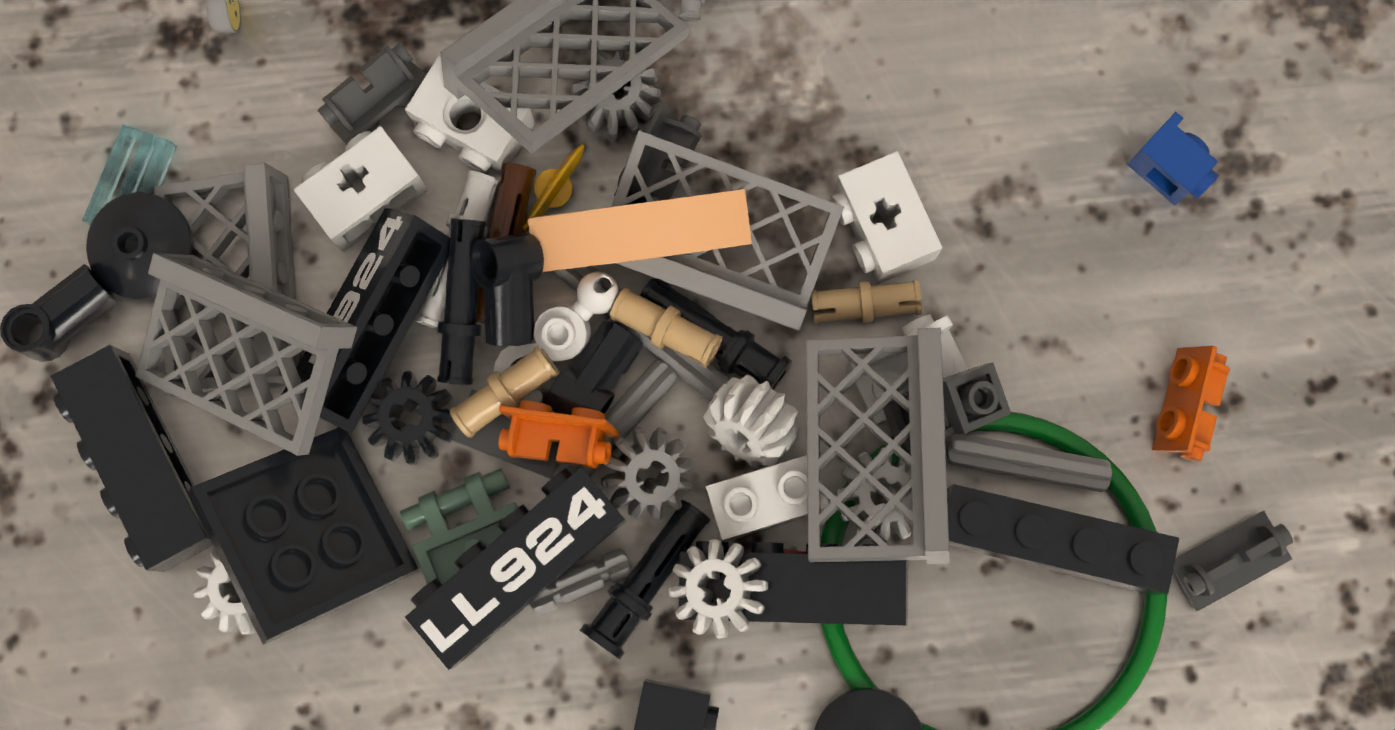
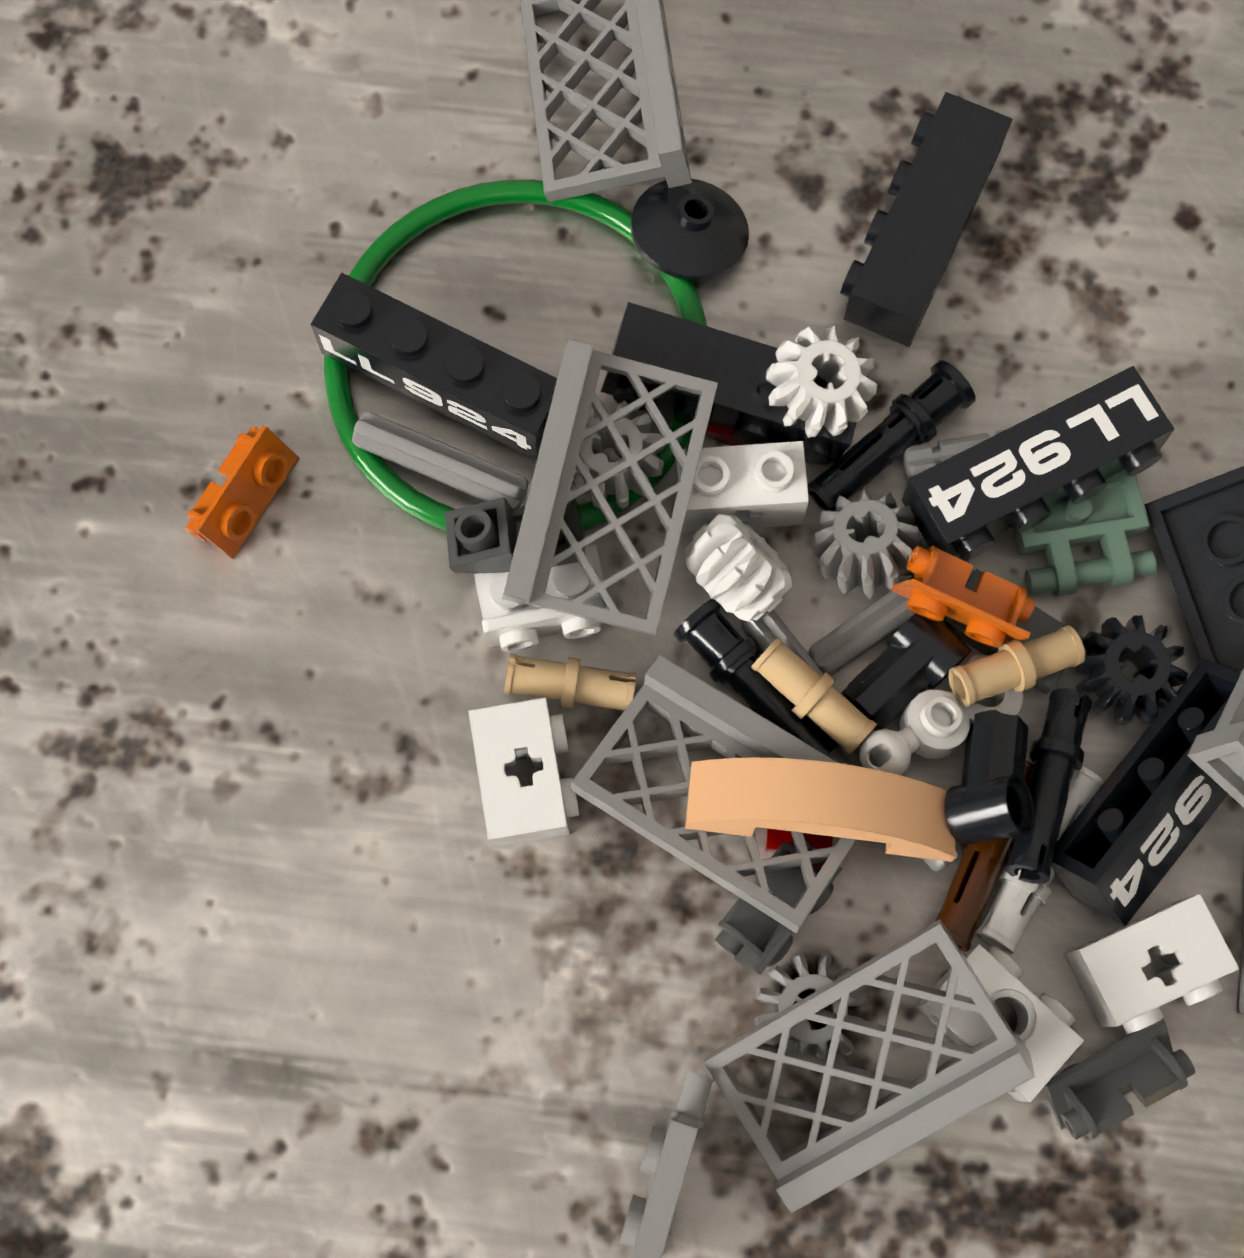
camera: 165 degrees left, 5 degrees down
(554, 186) = (910, 910): yellow piece -> none
(1175, 162) = (164, 761): blue brick -> none
(1232, 559) = (254, 322): dark grey hinge -> none

